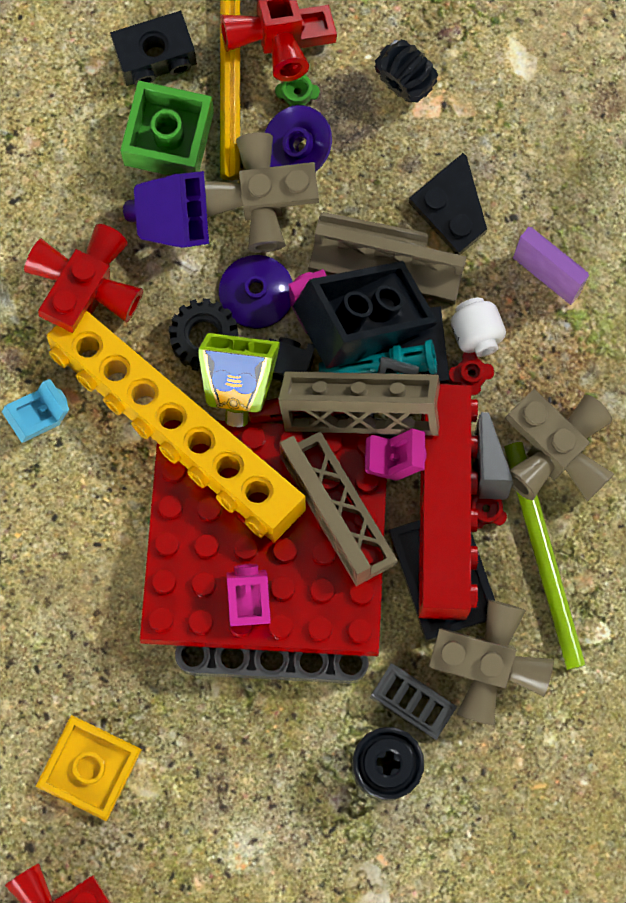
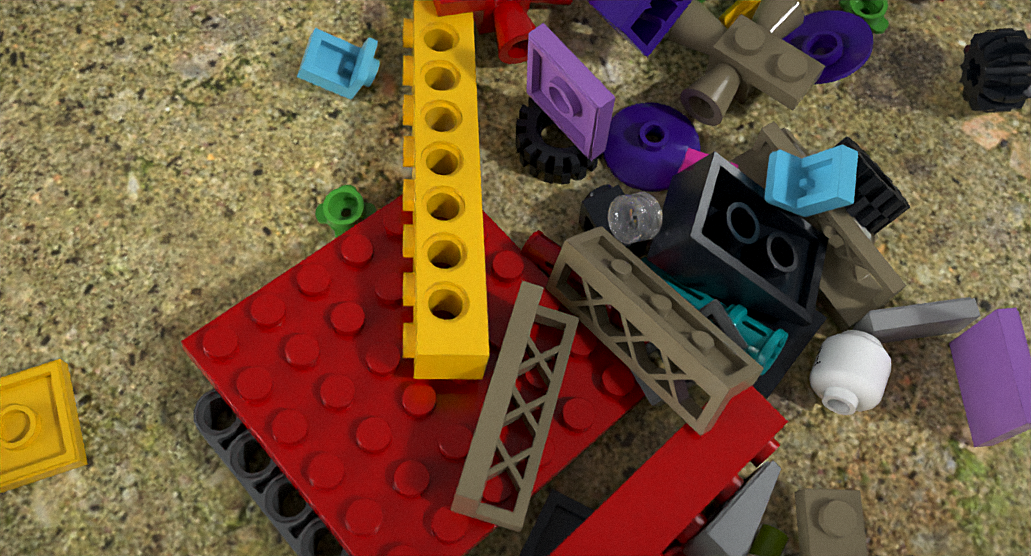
camera: 45 degrees right, 10 degrees down
(140, 500) = (343, 199): none -> bright green plate
(199, 316) = (568, 92): none -> medium lavender tile
(237, 374) = (550, 184): torso -> none
(248, 595) = (322, 402): dark pink bracket -> none
(303, 344) = (621, 217): none -> clear bush
(370, 247) = (812, 182): none -> medium azure bracket
(394, 216) = (875, 198): none -> black tyre
(396, 456) = (633, 417): dark pink bracket -> none
(452, 206) = (932, 238): black wing -> none
(471, 362) = (809, 402): red plate -> none
(486, 266) = (919, 320): none -> light grey tile

